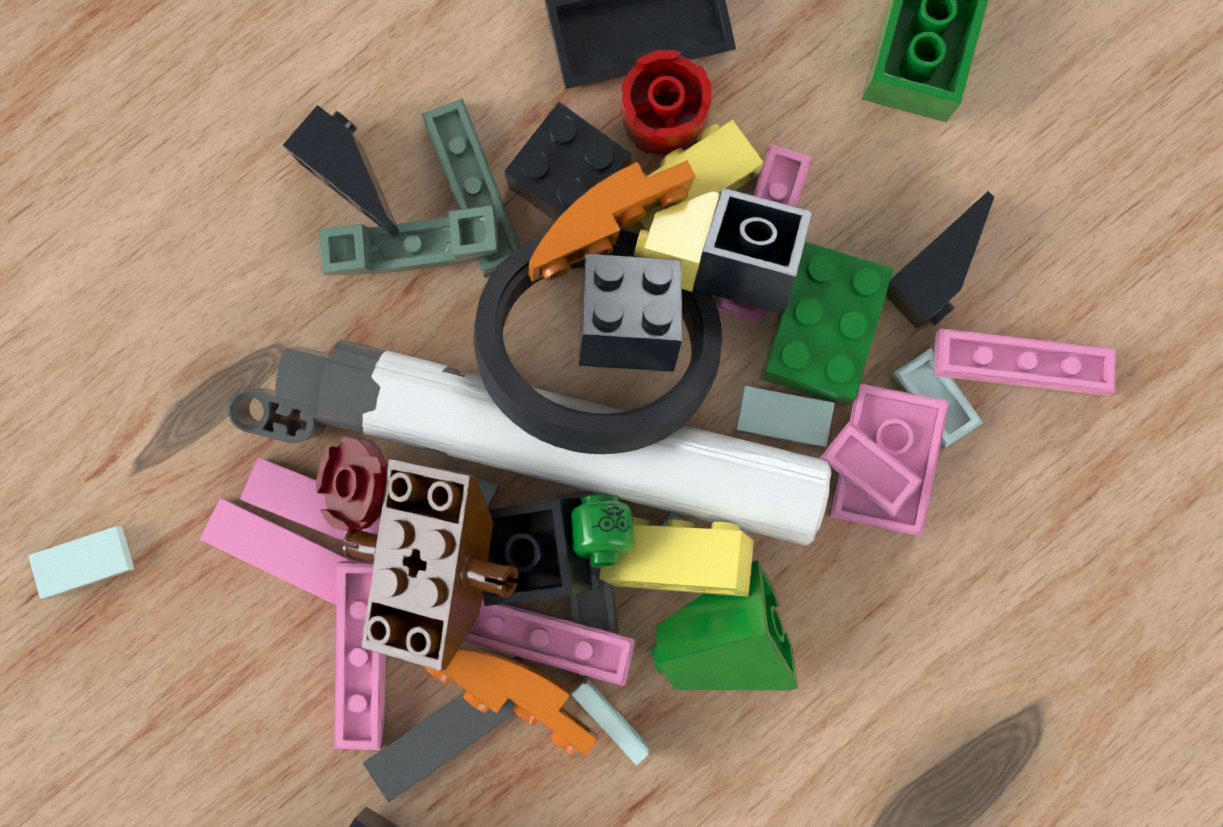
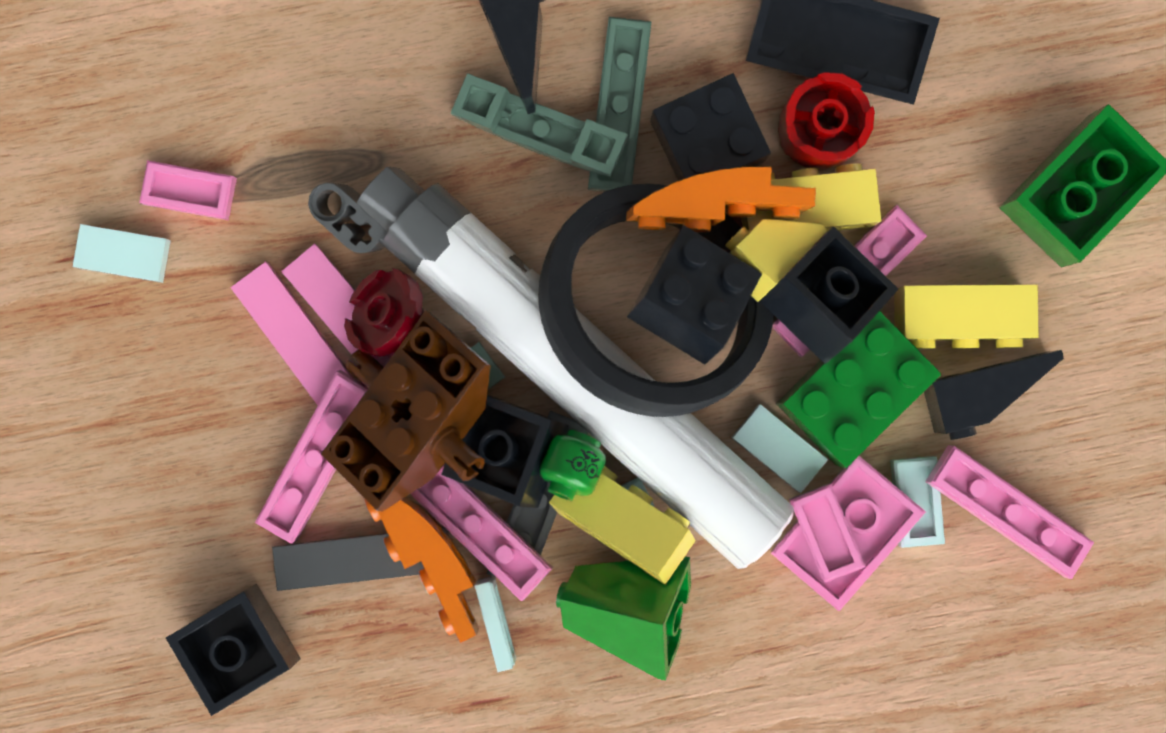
camera: 20 degrees right, 5 degrees up
(115, 471) = (188, 190): none -> bright pink tile
(887, 205) = (967, 314): none -> light yellow brick

